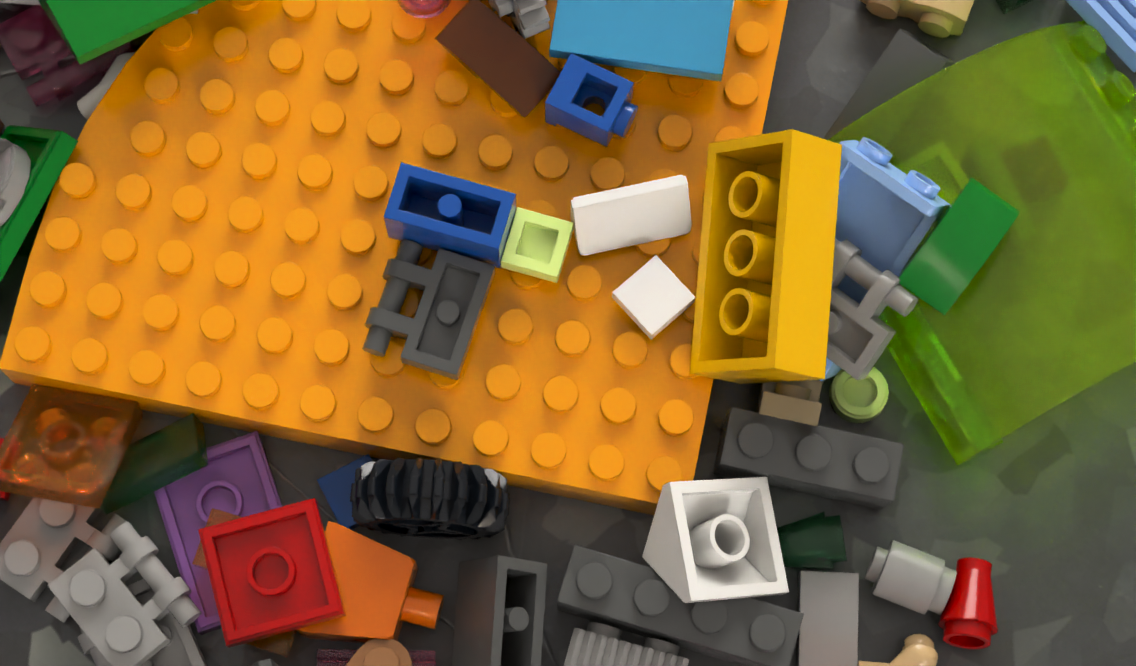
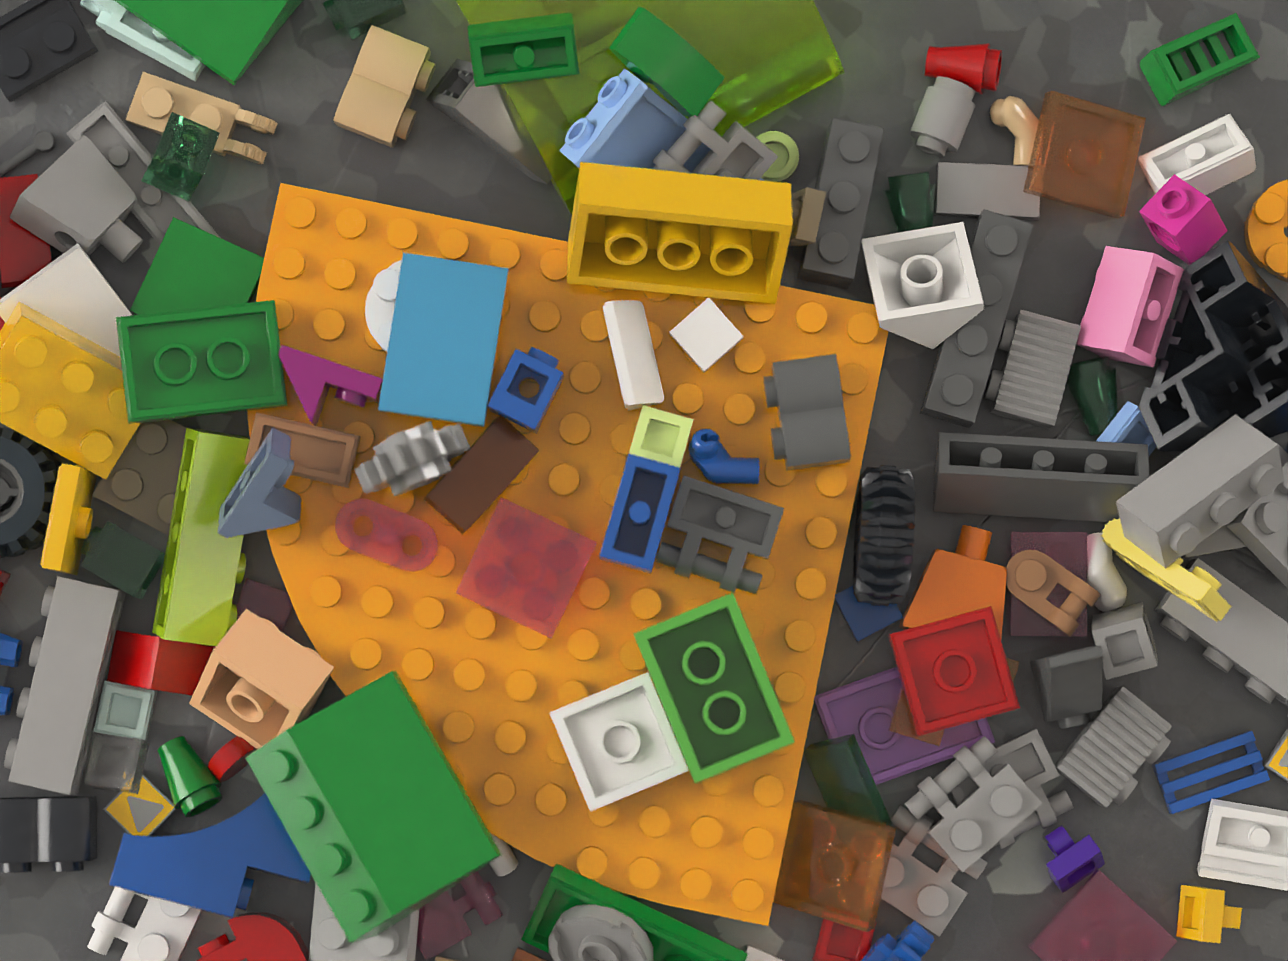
camera: 90 degrees left, 10 degrees up
(203, 200) = (619, 741): none -> white plate
(254, 293) = (713, 688): none -> bright green brick
(395, 102) = (526, 568): none -> clear pink plate
(508, 309) = (717, 463): none -> blue arm
(565, 404) = (808, 412): none -> dark grey brick
(966, 95) = (523, 49): none -> green slope

